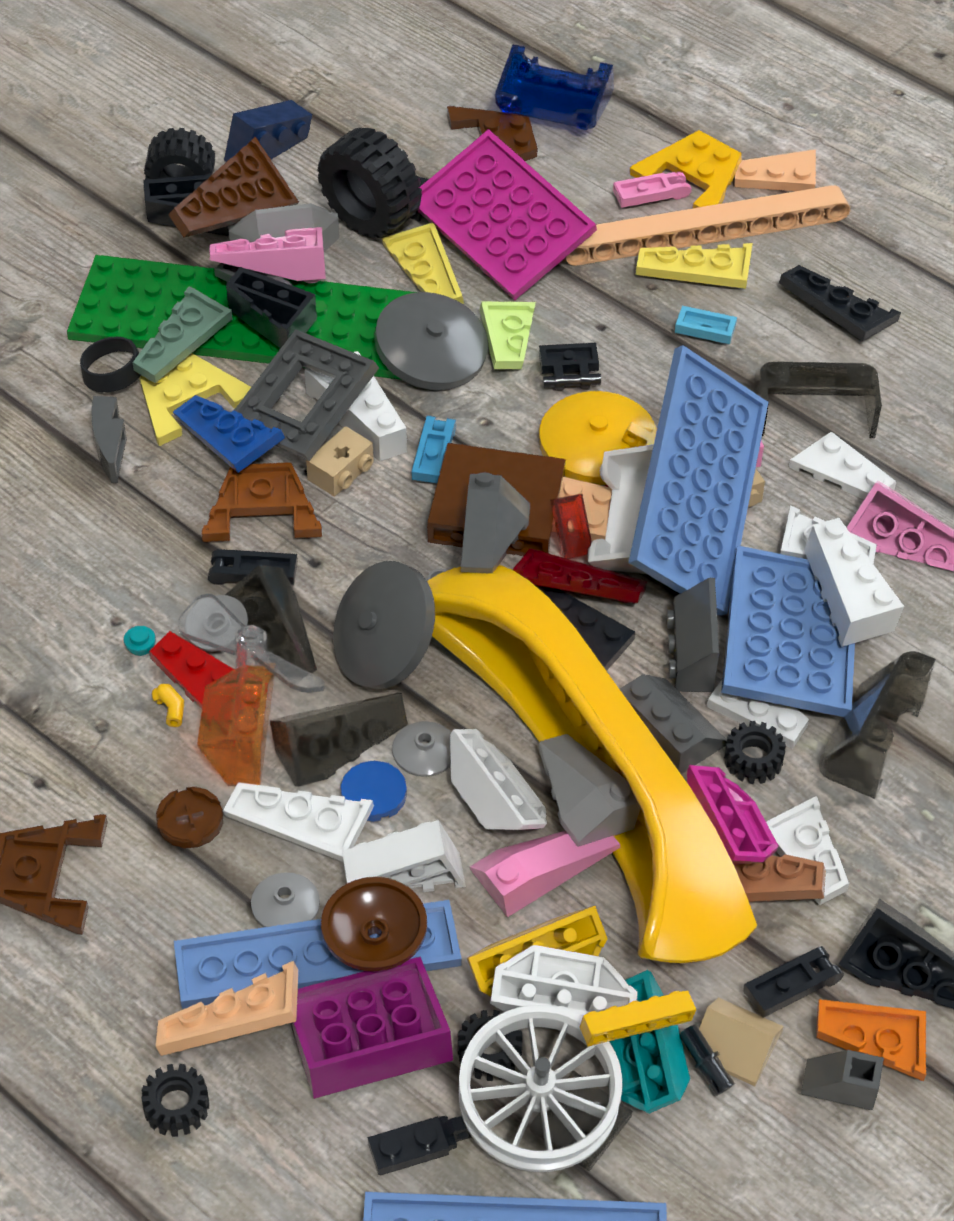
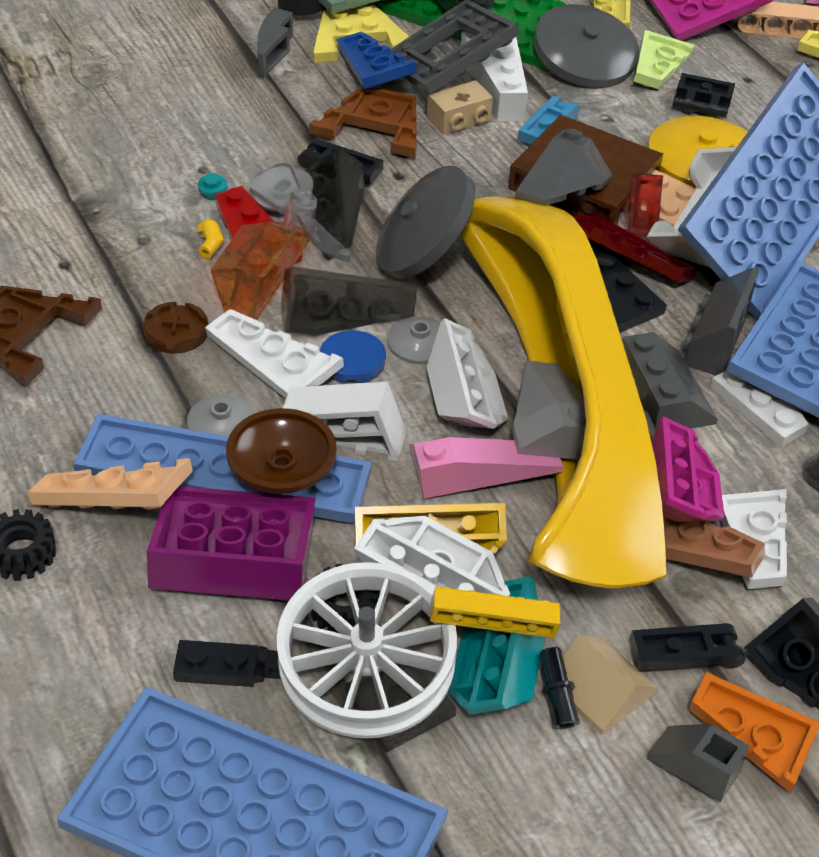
camera: 20 degrees right, 5 degrees down
(754, 737) = (734, 447): black tyre -> none

